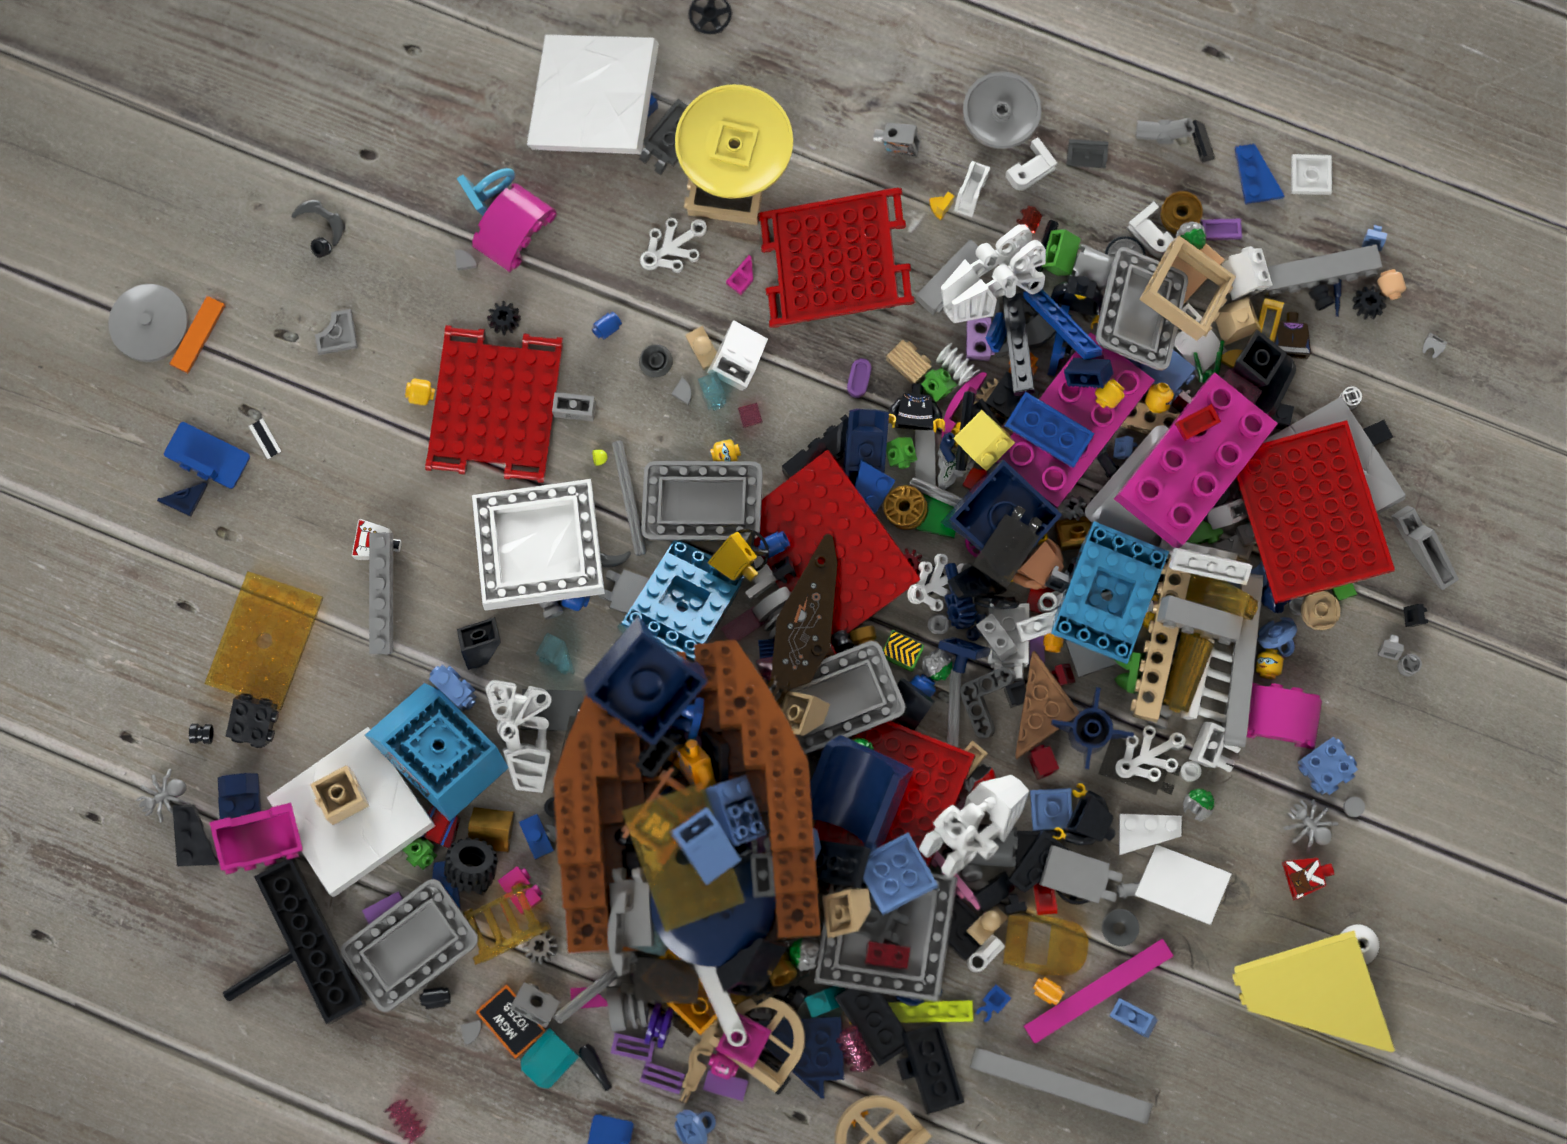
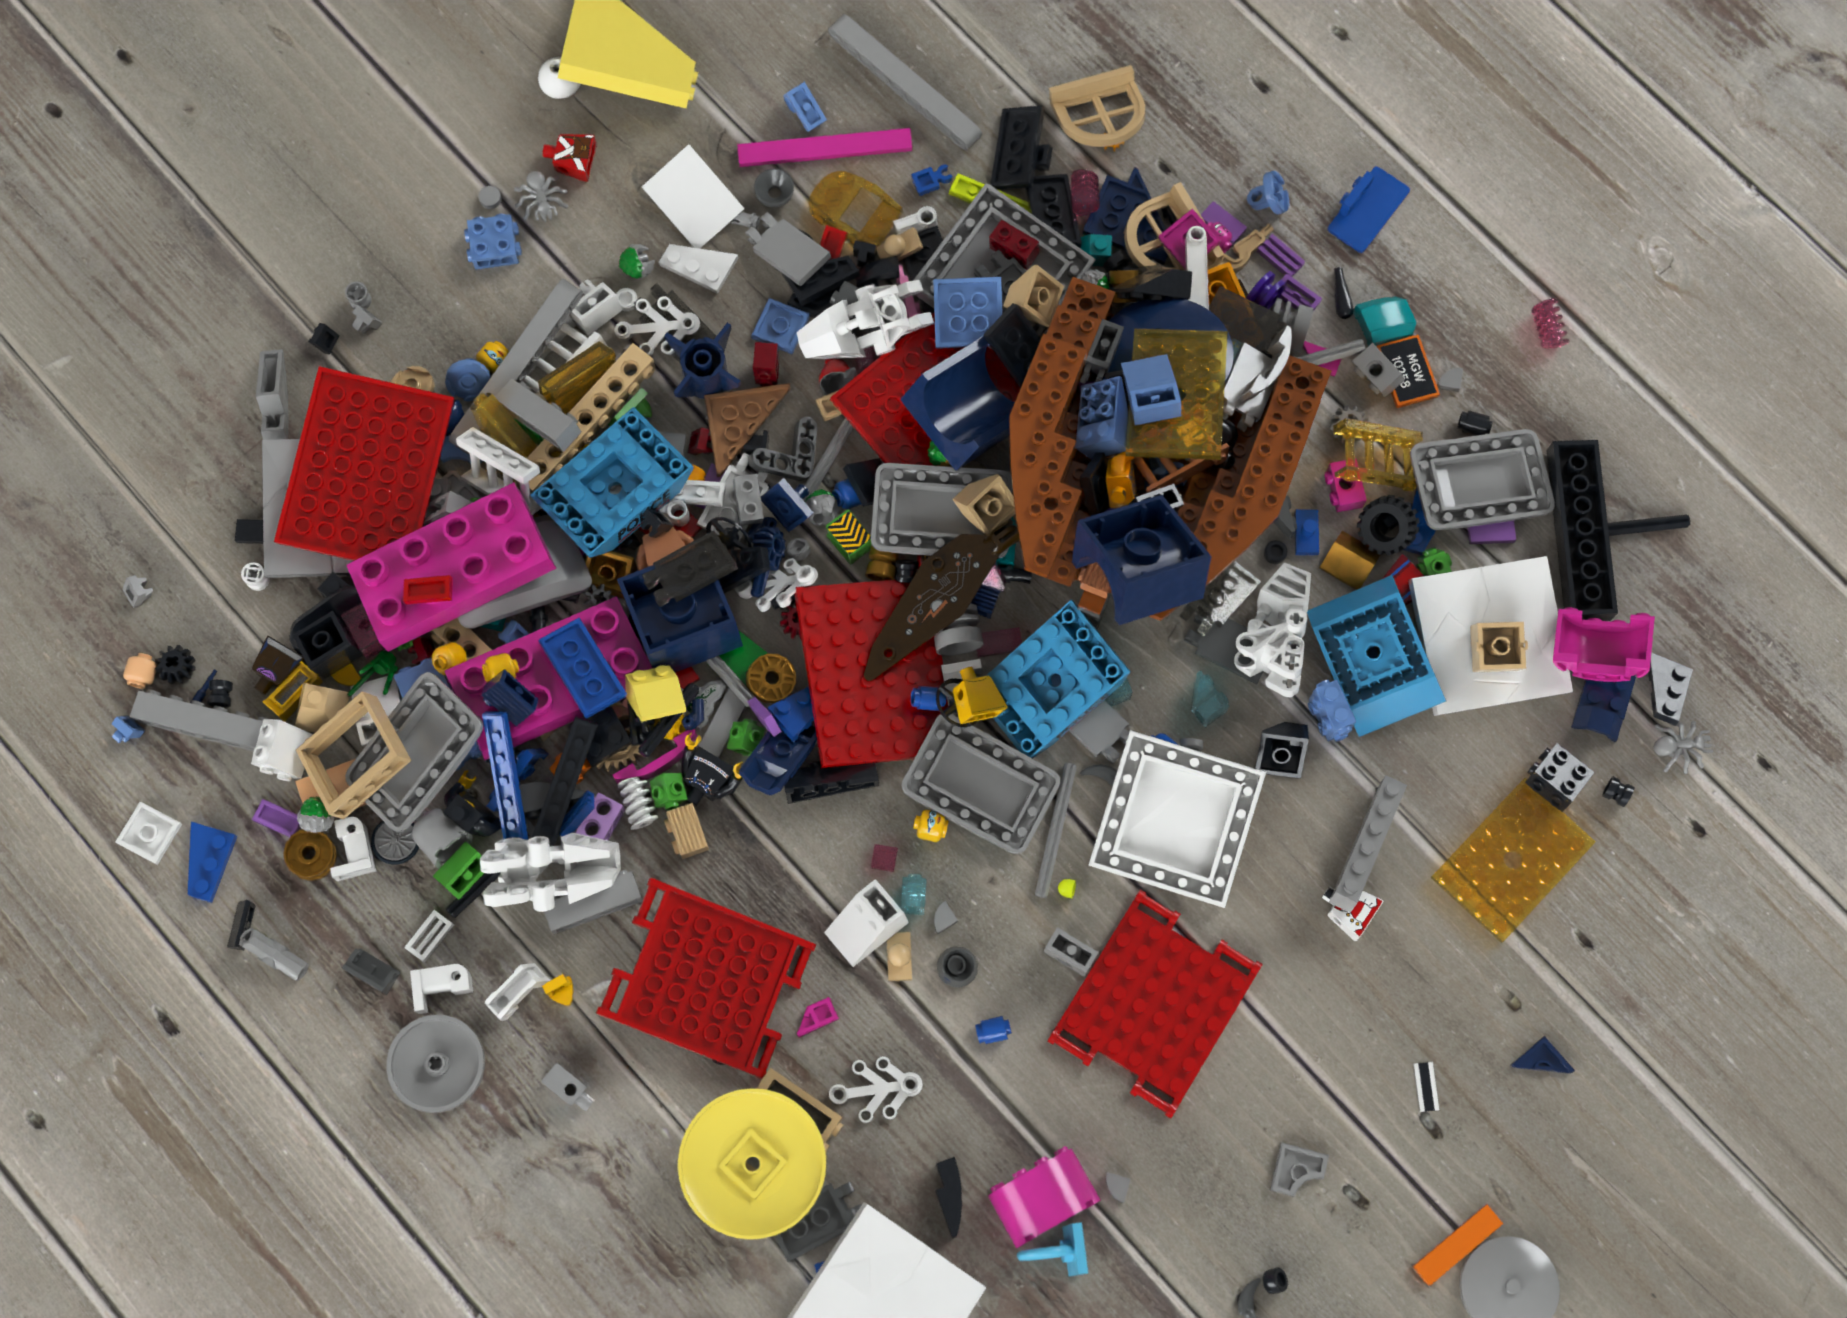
camera: 160 degrees left, 5 degrees down
(206, 455) = (1501, 1095): blue bracket -> none
(419, 392) = (1233, 1053): yellow head -> none
(498, 323) = (1109, 1098): black gear -> none
(583, 196) = (951, 1194): none -> black slope
(782, 568) = (930, 670): black tile -> none
(859, 378) = (748, 843): medium lavender tile -> none
(893, 470) = (764, 716): none -> medium lavender tile
(1031, 218) = (472, 926): clear red tile -> none
(1048, 991) = (872, 165): light orange brick -> none
(1057, 215) = (436, 941): none -> white tile
(1089, 820) = (751, 292): black torso -> none
(1284, 715) = (506, 298): dark pink cylinder -> none

